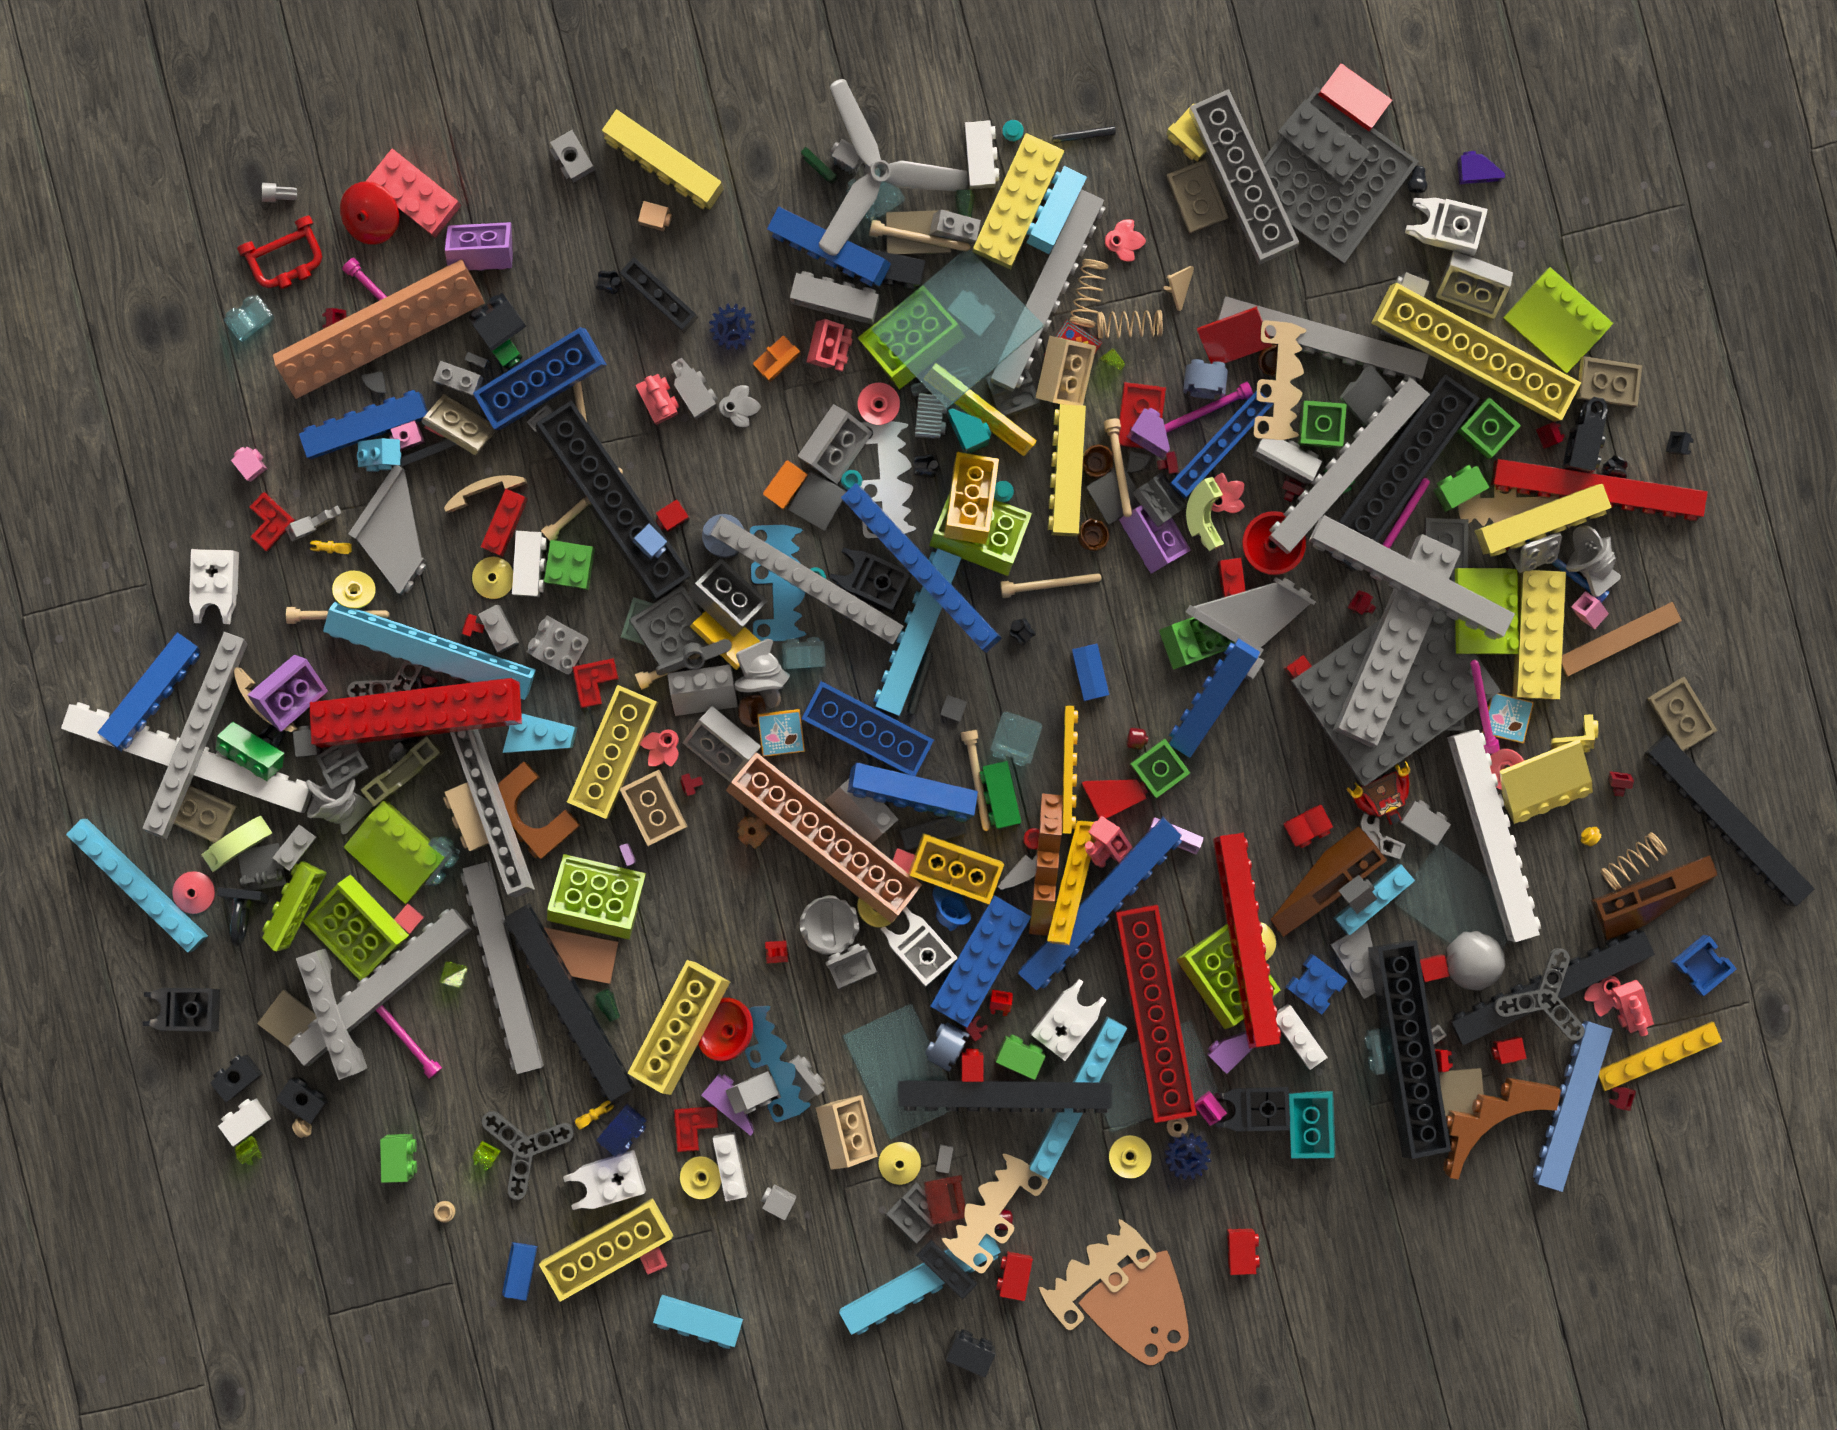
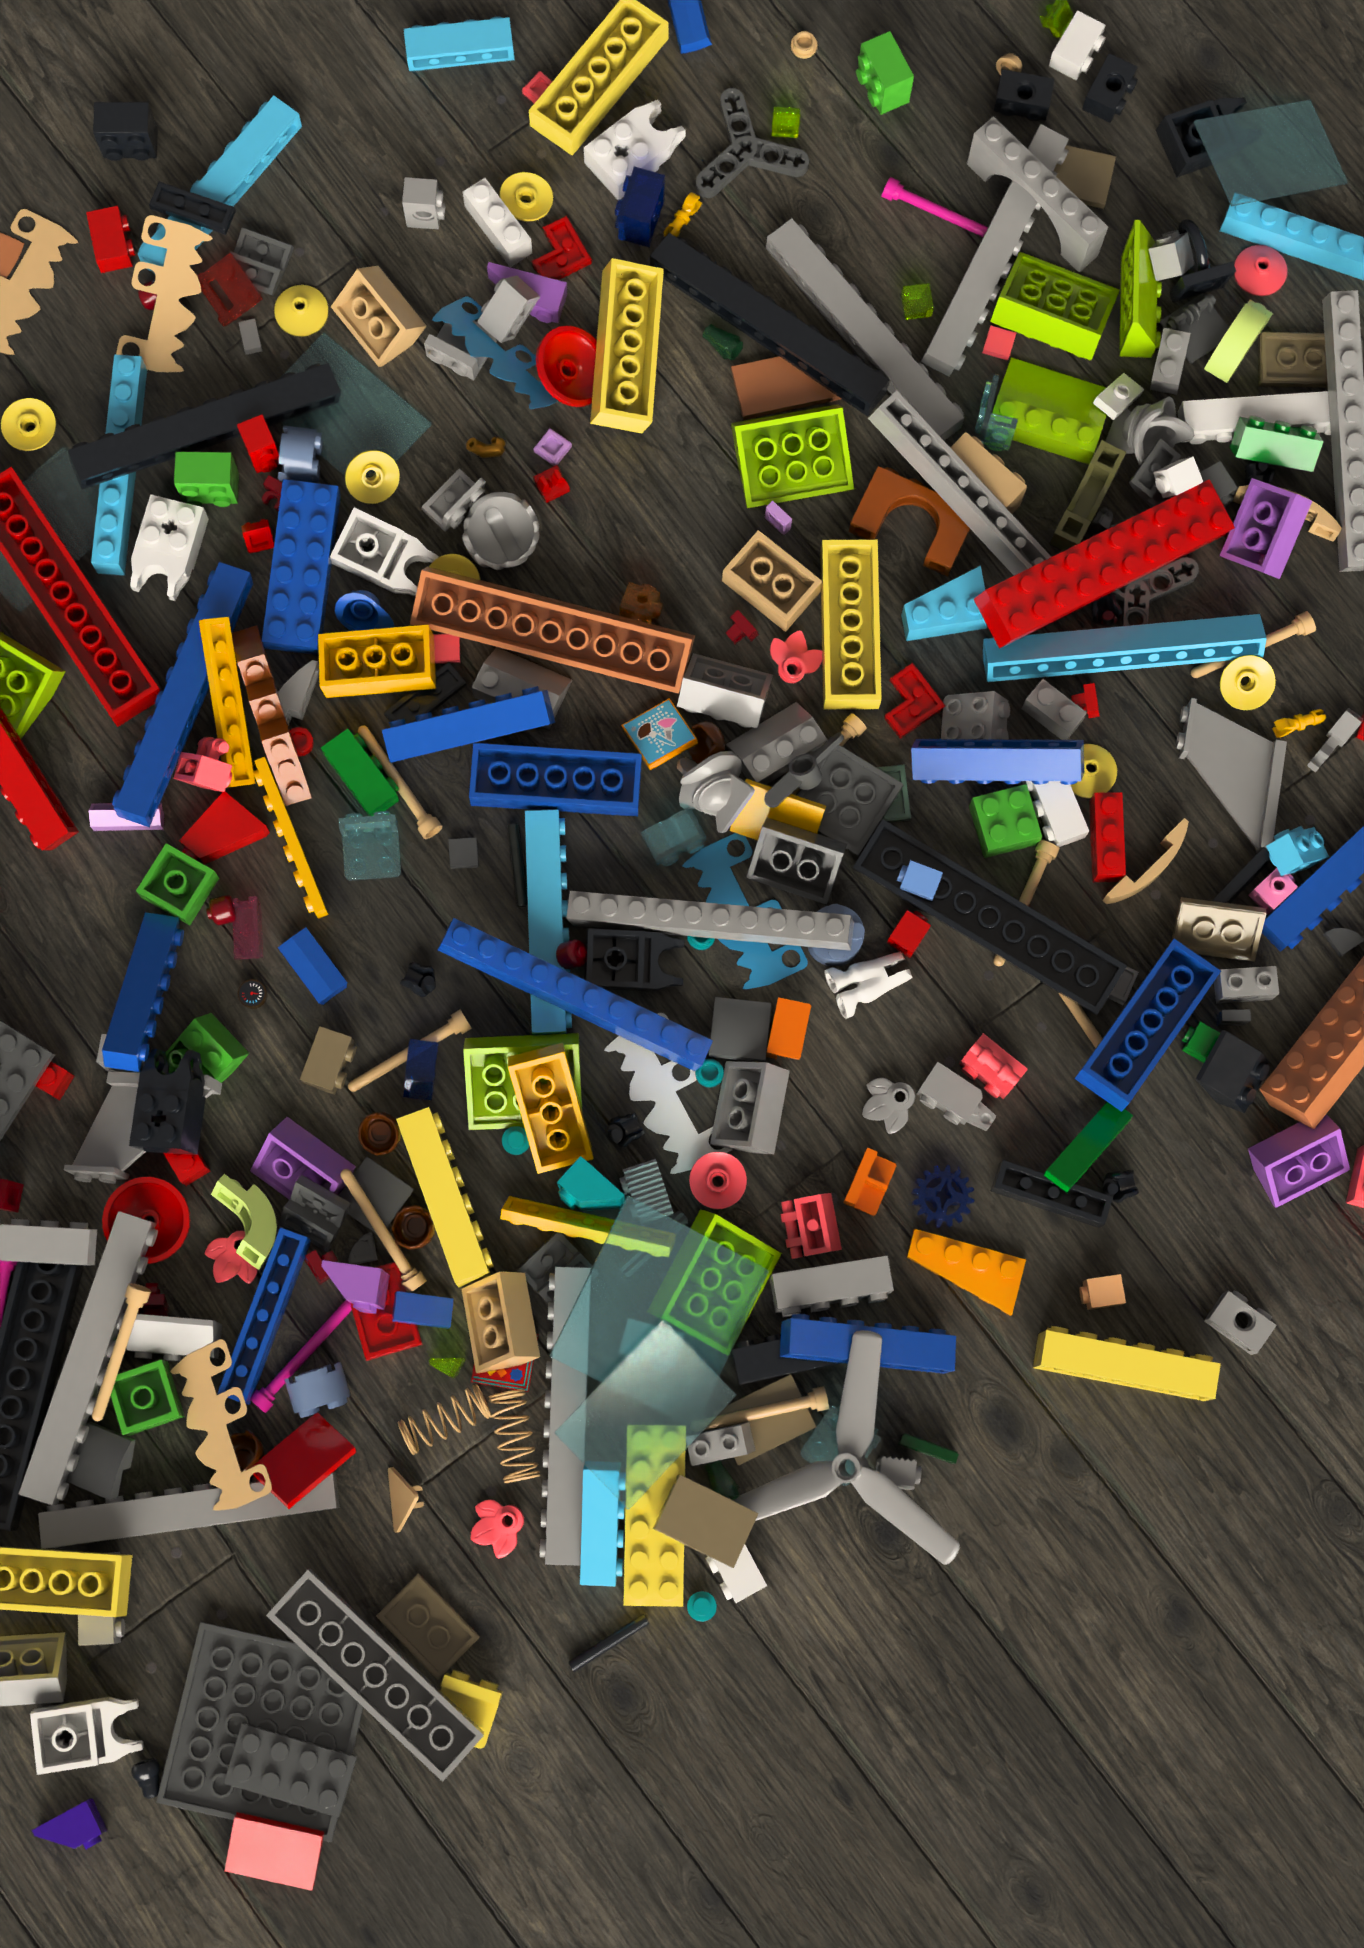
camera: 150 degrees right, 10 degrees down
(144, 974) = (1270, 152): none -> clear light blue piece
(257, 922) = (1171, 255): none -> light grey brick
(333, 754) = (1177, 477): none -> white brick
(343, 838) = (1118, 396): none -> white plate
(556, 605) = (998, 760): none -> brick
(620, 314) = (1087, 1146): none -> green tile
(713, 496) = (870, 980): none -> white piece
(732, 270) = (979, 1270): none -> light orange wing
(764, 979) = (552, 447): none -> lavender tile
(813, 996) = (486, 450): none -> pearl gold arm
(902, 1009) = (374, 488): none -> light yellow dish
(910, 599) = (571, 954): none -> dark red piece
(987, 179) = (705, 1521): none -> dark tan tile
(996, 264) = (645, 1414): none -> clear light blue piece
(1046, 568) = (420, 1069): none -> clear blue slope
(1107, 601) = (328, 1060): none -> dark tan brick
(1114, 403) = (422, 1310): none -> blue tile
(1124, 718) = (247, 929): none -> clear pink hinge
(1139, 671) = (252, 994): none -> black tile
(1224, 611) = (169, 1106): none -> black brick
(1301, 486) = (136, 1297): none -> tan piece

